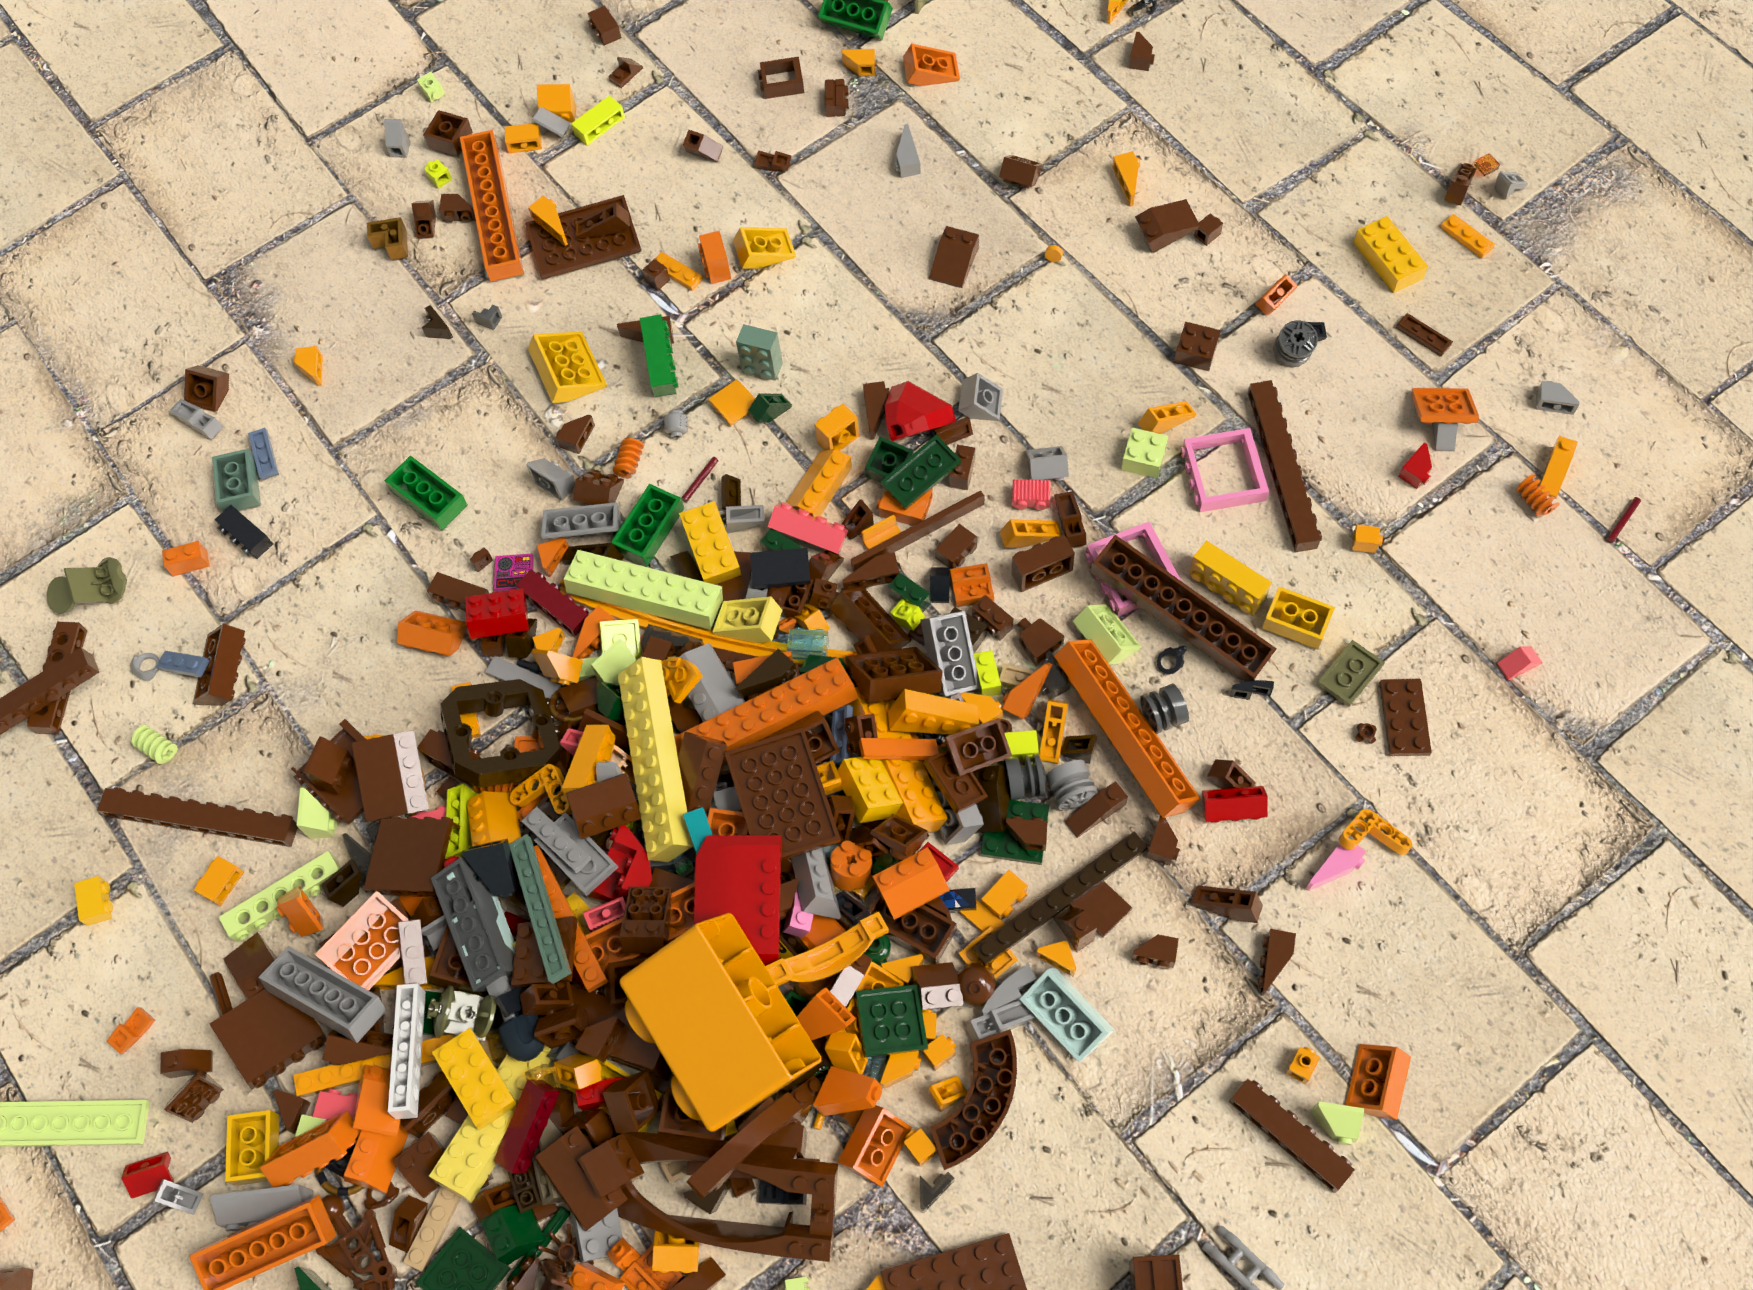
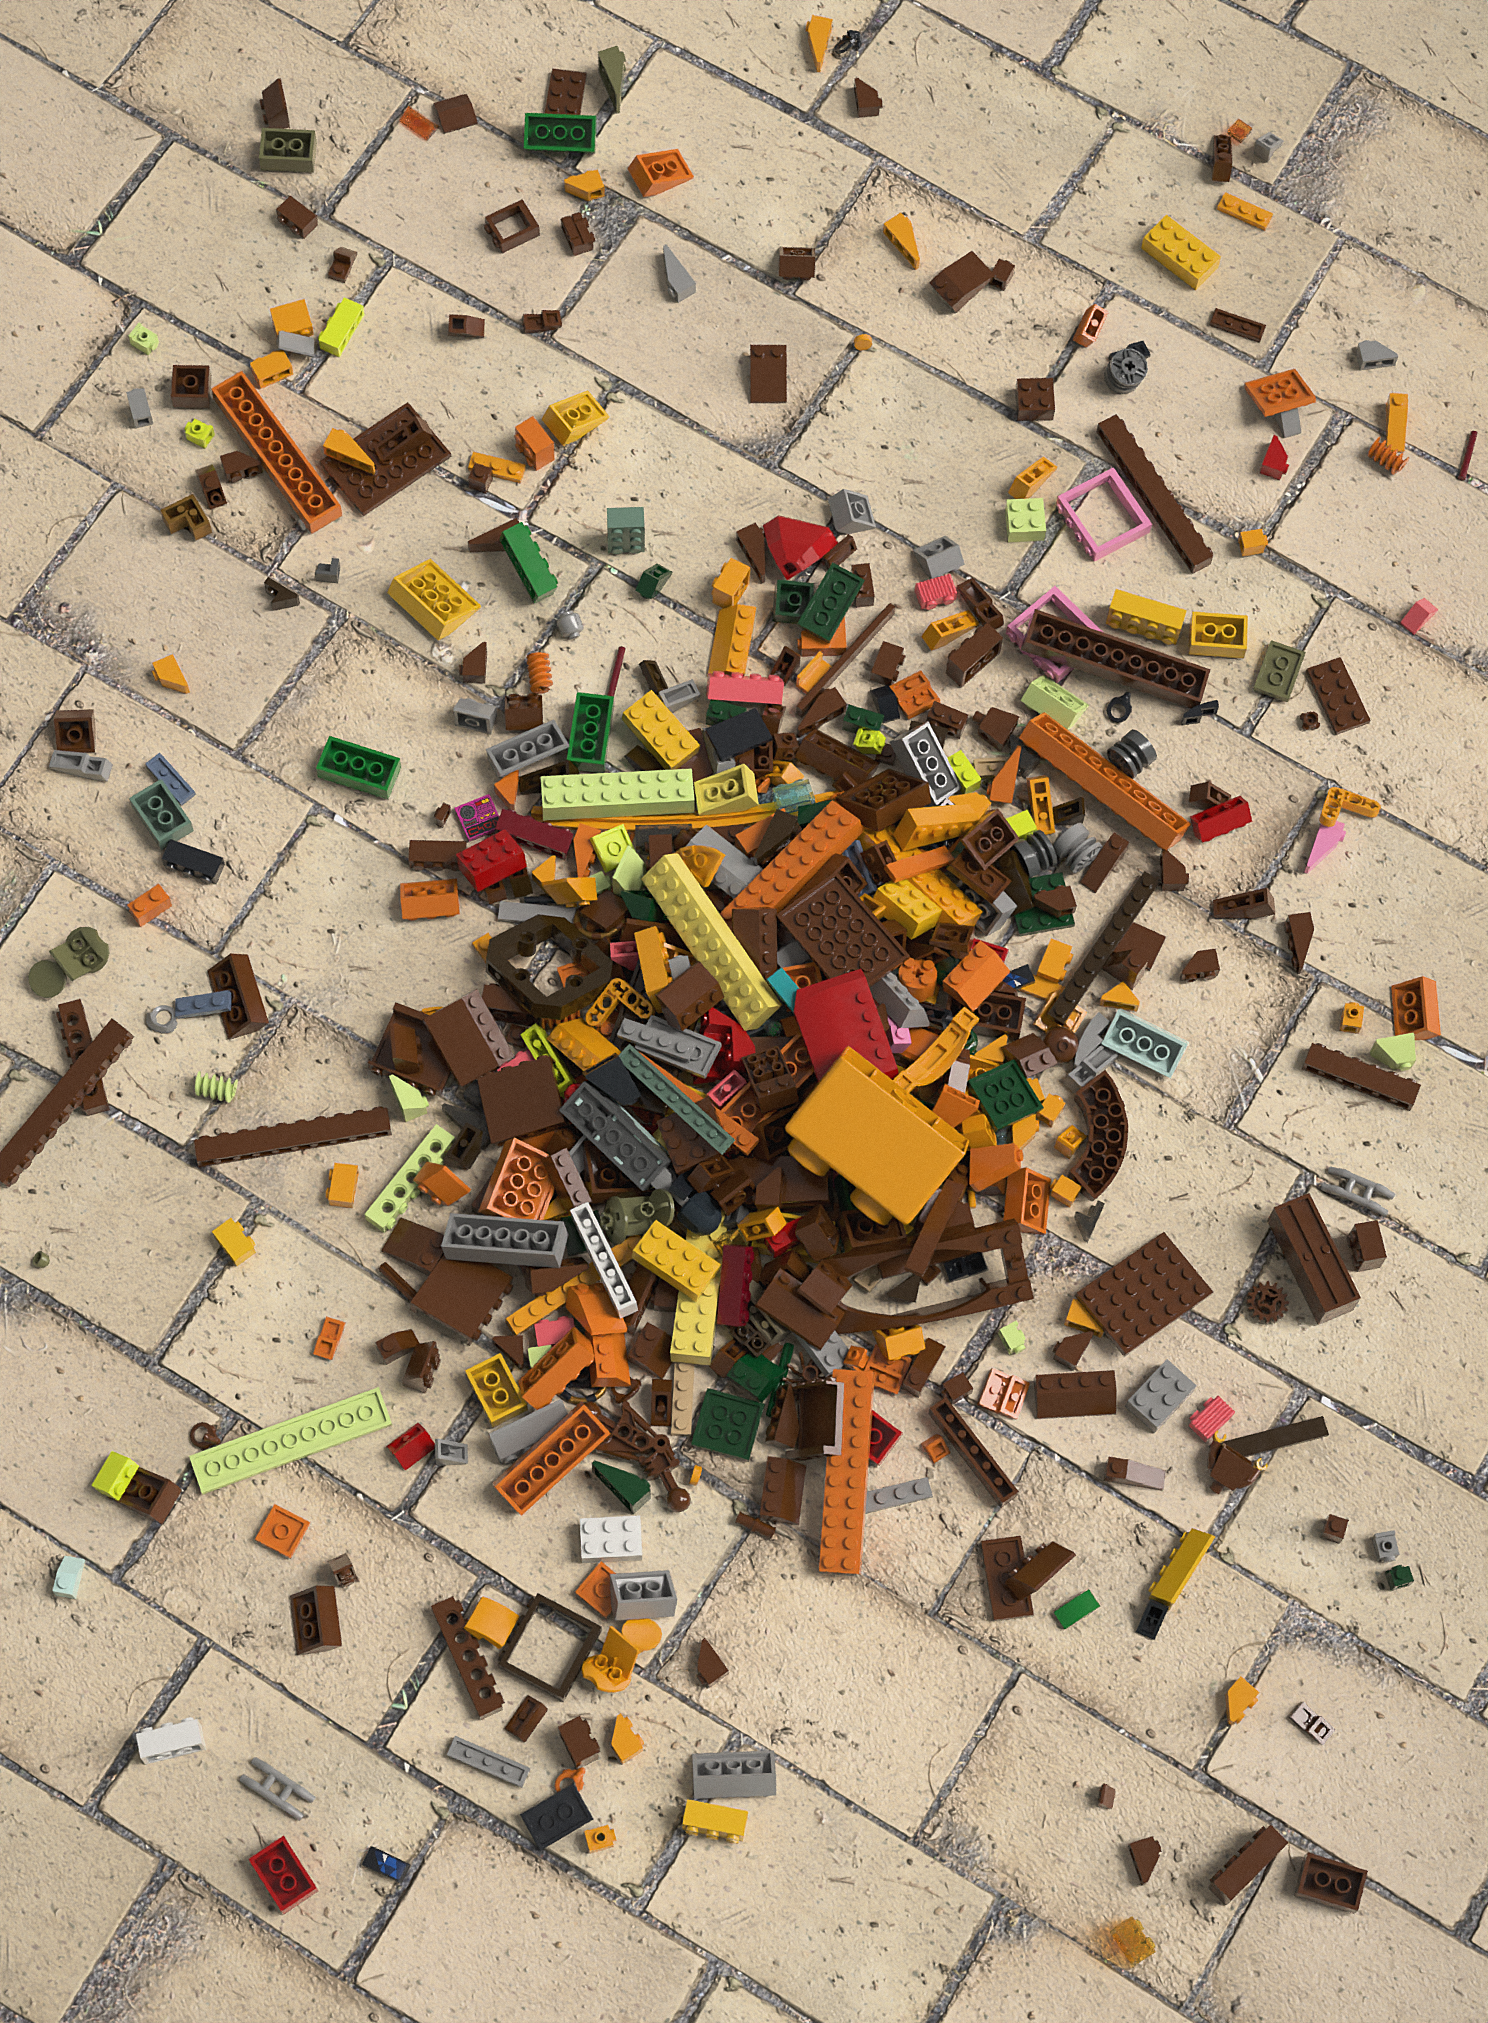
camera: 30 degrees left, 5 degrees up
(732, 402) = (615, 586): light orange slope -> none

